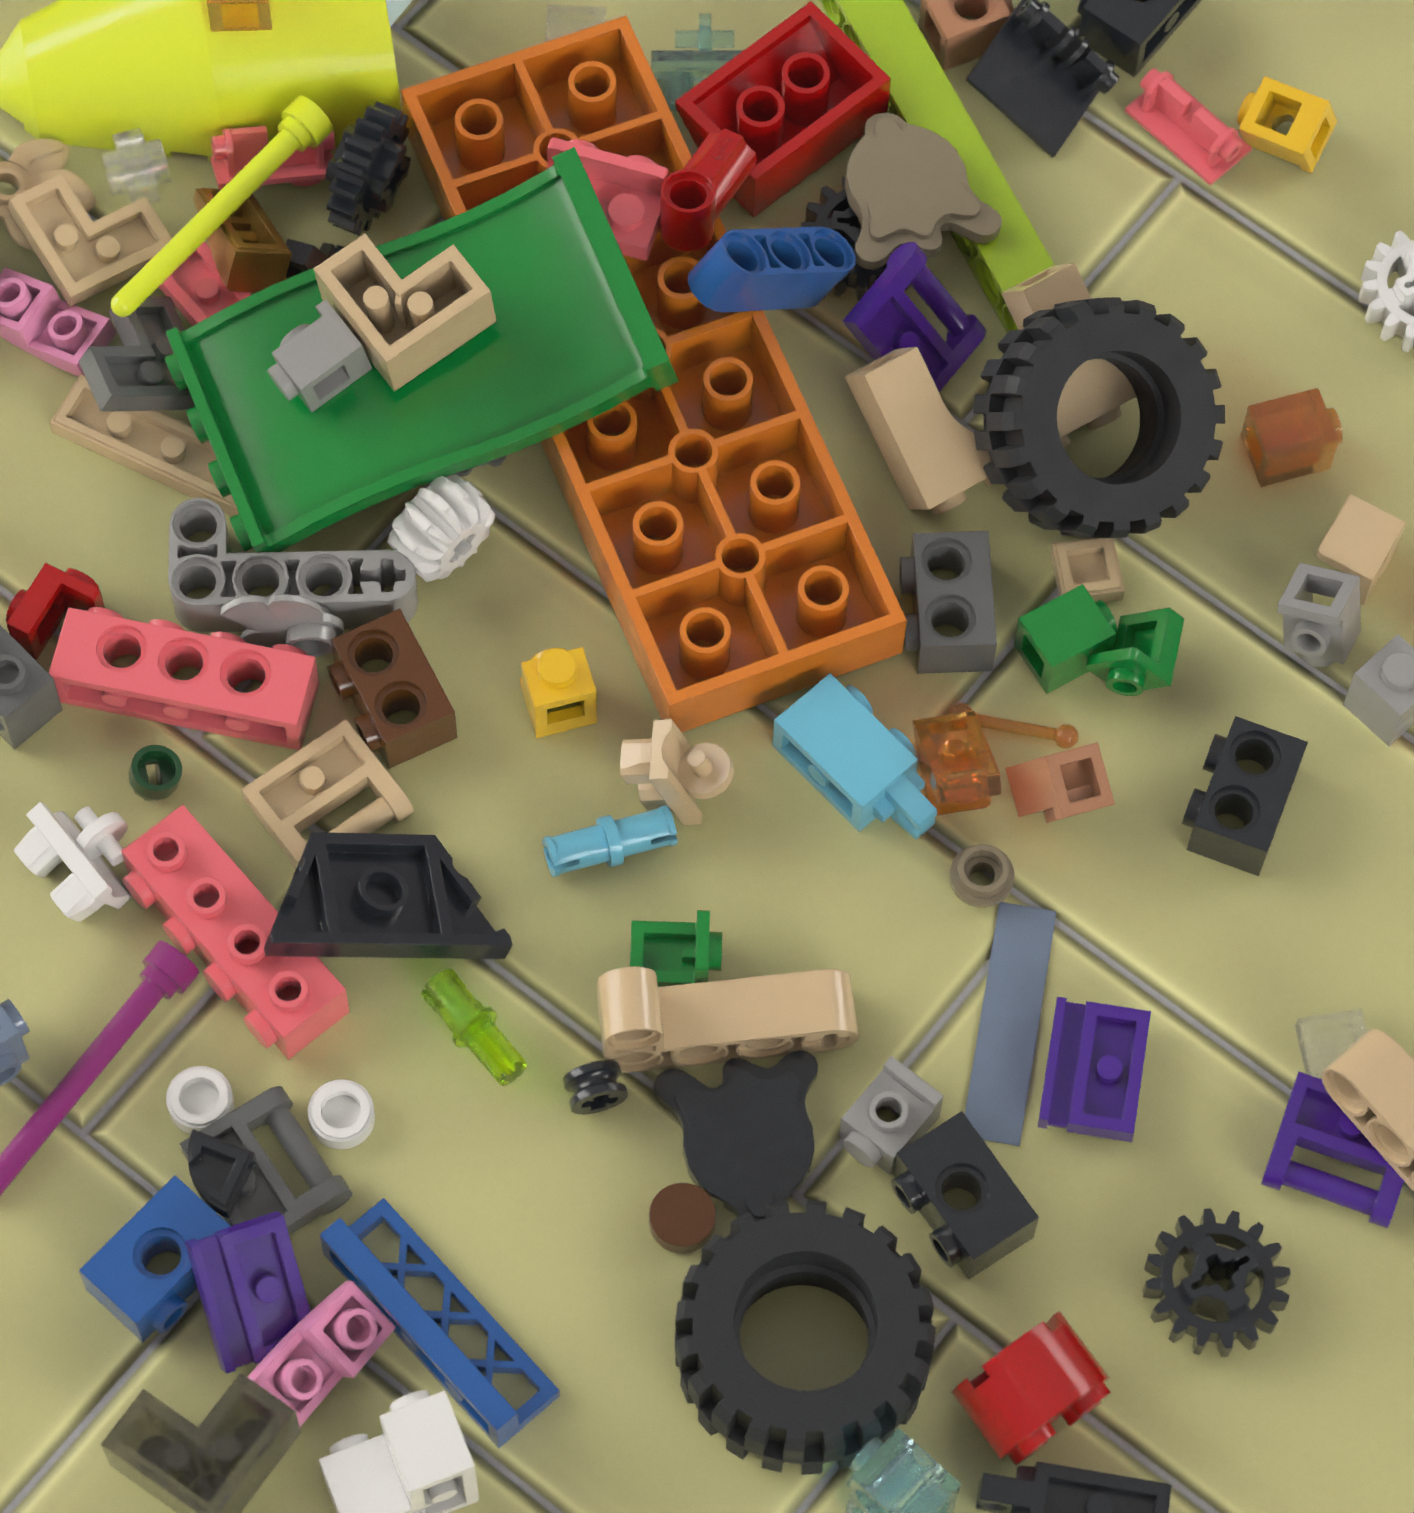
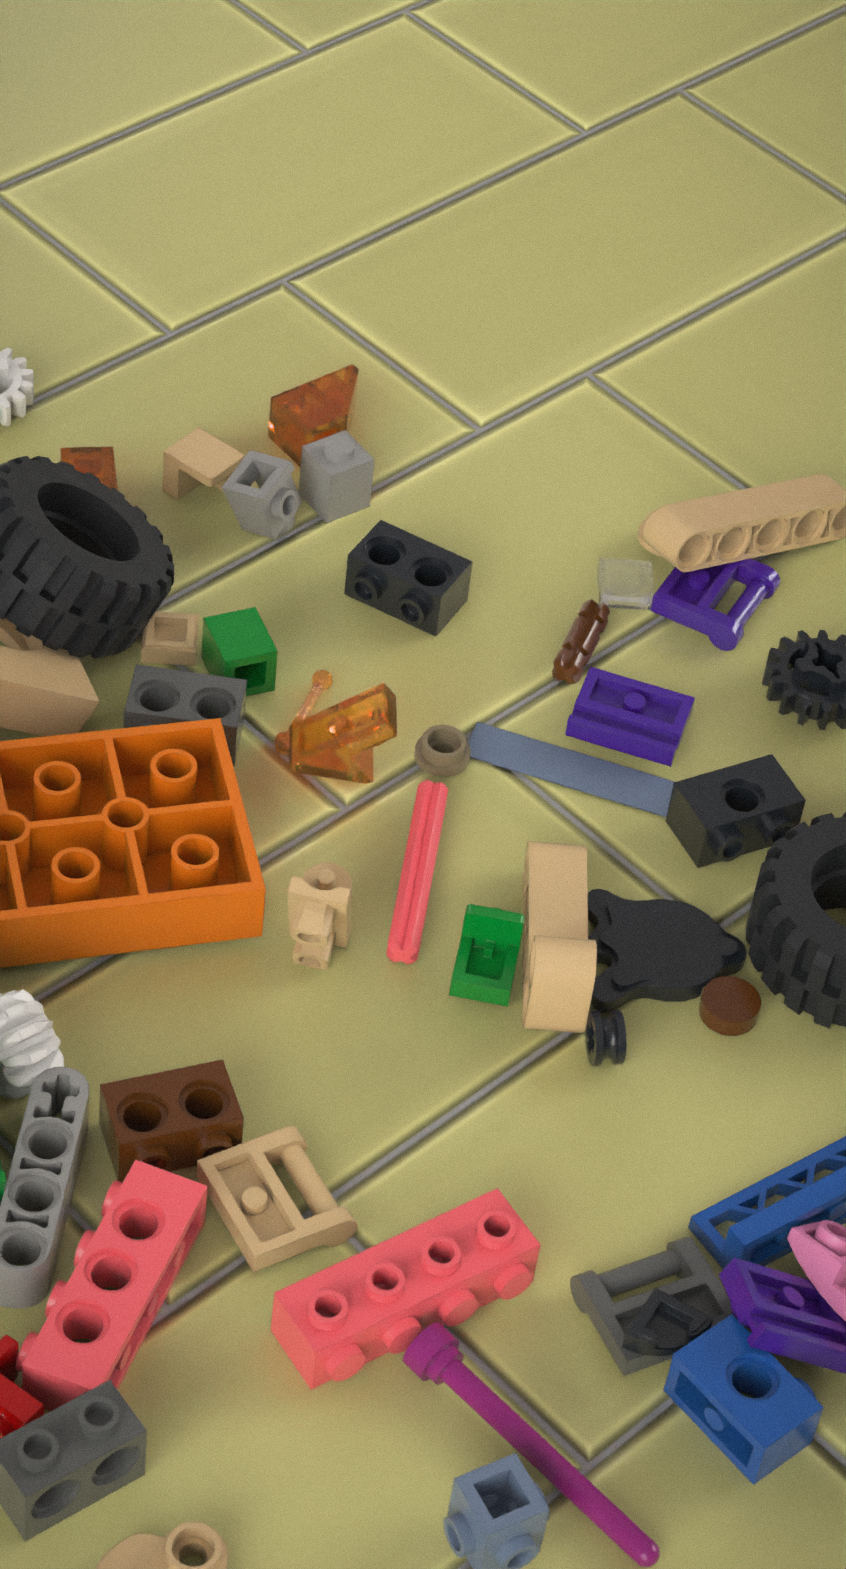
camera: 85 degrees left, 20 degrees down
(58, 840) = (273, 1428): white hips -> none
(167, 770) = (215, 1334): dark green hinge -> none
(198, 1098) = (571, 1354): white tile -> none
(285, 621) = (90, 1178): light grey plate -> none
(341, 1114) = (599, 1240): white tile -> none
(381, 901) = (400, 1160): black wing -> none
(473, 1026) = (532, 1118): clear neon green axle -> none
(554, 680) = (205, 994): yellow brick -> none
(609, 841) = (363, 989): medium azure pin -> none
(798, 874) = (417, 872): none -> coral axle
(853, 758) = (320, 807): medium azure hinge -> none
(903, 1094) = (657, 845): light grey brick -> none
(1061, 783) = (380, 660): nougat brick -> none
(1141, 654) = (276, 605): green bracket -> none
(1211, 1004) = (580, 642): none -> reddish brown axle

